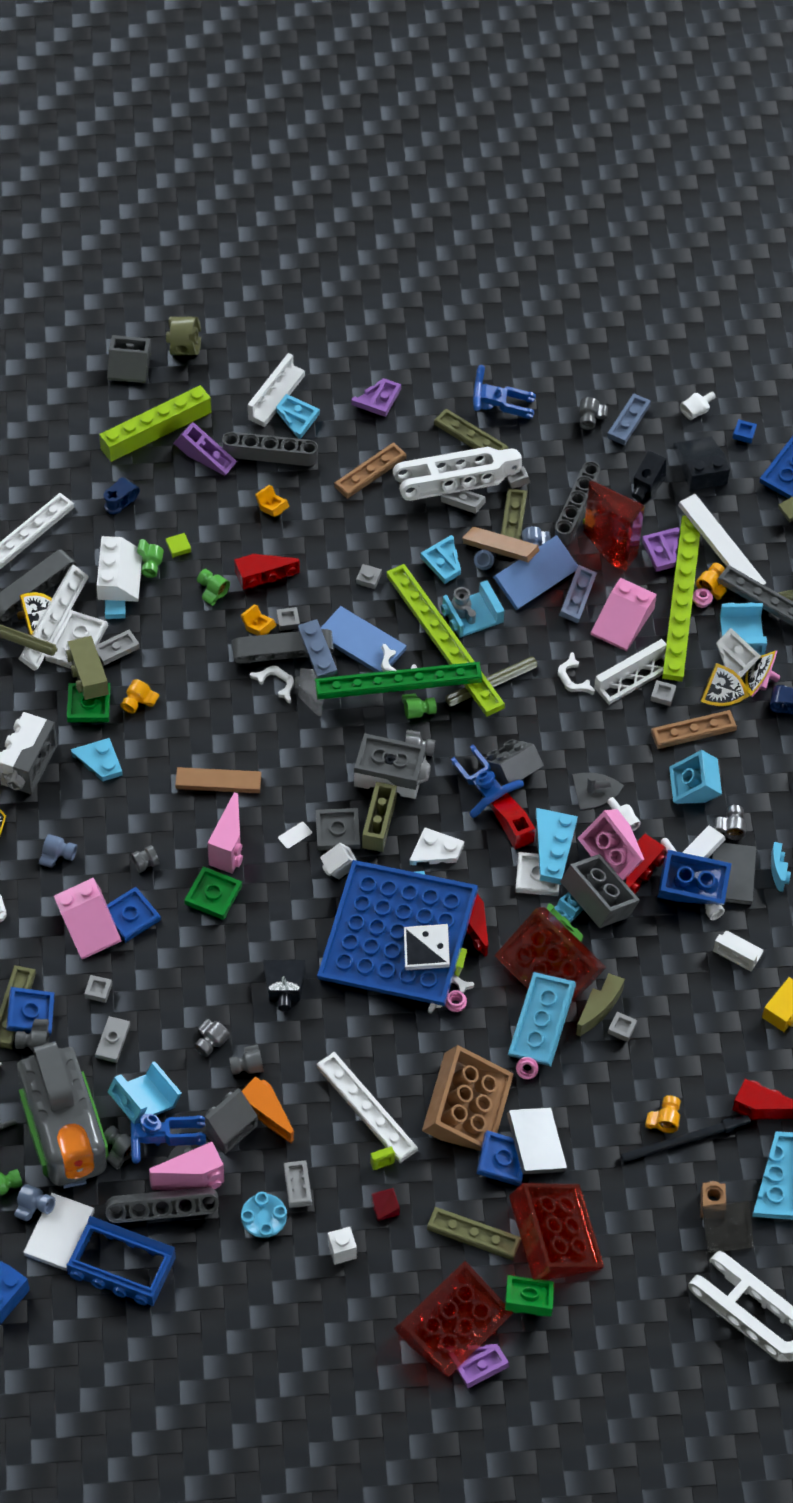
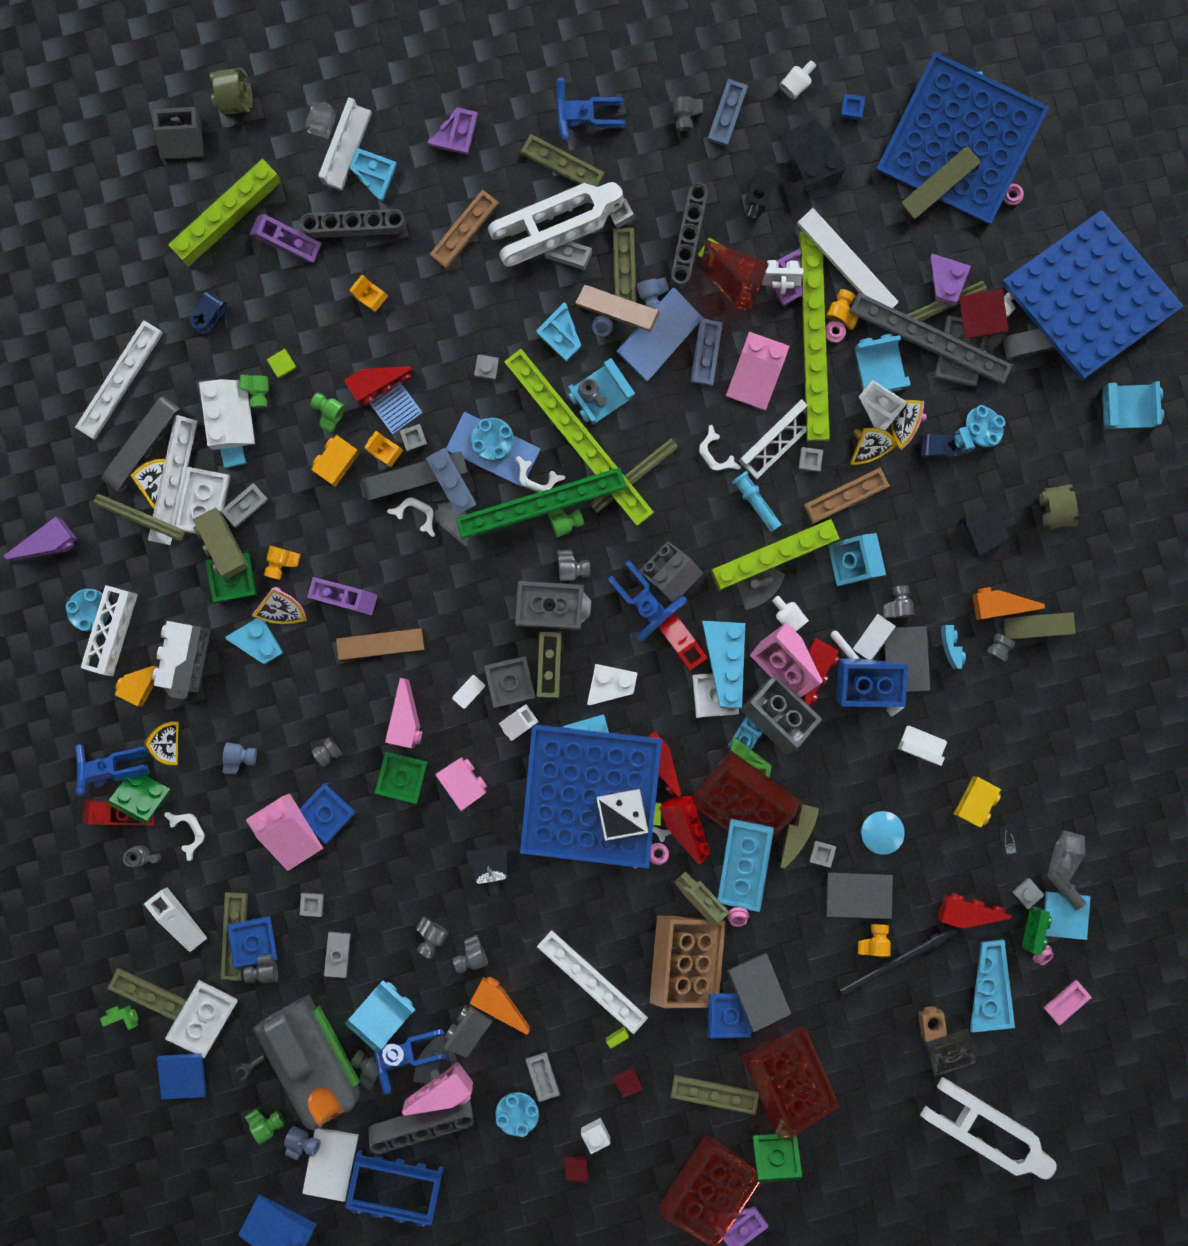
camera: 10 degrees left, 30 degrees up
(130, 731) = (280, 608): none -> shield
(193, 732) = (342, 596): none -> medium lavender slope
(210, 624) = (335, 460): none -> light orange brick
(258, 370) = (320, 119): none -> clear brick
(272, 900) = (462, 783): none -> bright pink slope
(276, 596) = (396, 408): none -> light blue sticker
(315, 1277) = (576, 1168): none -> dark red slope
(362, 628) = (492, 439): none -> medium azure dish
(486, 971) = (683, 822): none -> red slope
(492, 1045) = (702, 899): none -> olive hinge
(601, 711) = (751, 493): none -> medium azure pin
(615, 762) = (774, 554): none -> lime brick
(654, 1072) = (859, 895): none -> dark grey tile
(658, 541) = (783, 277): none -> white hips
(686, 1019) = (882, 832): none -> medium azure dish

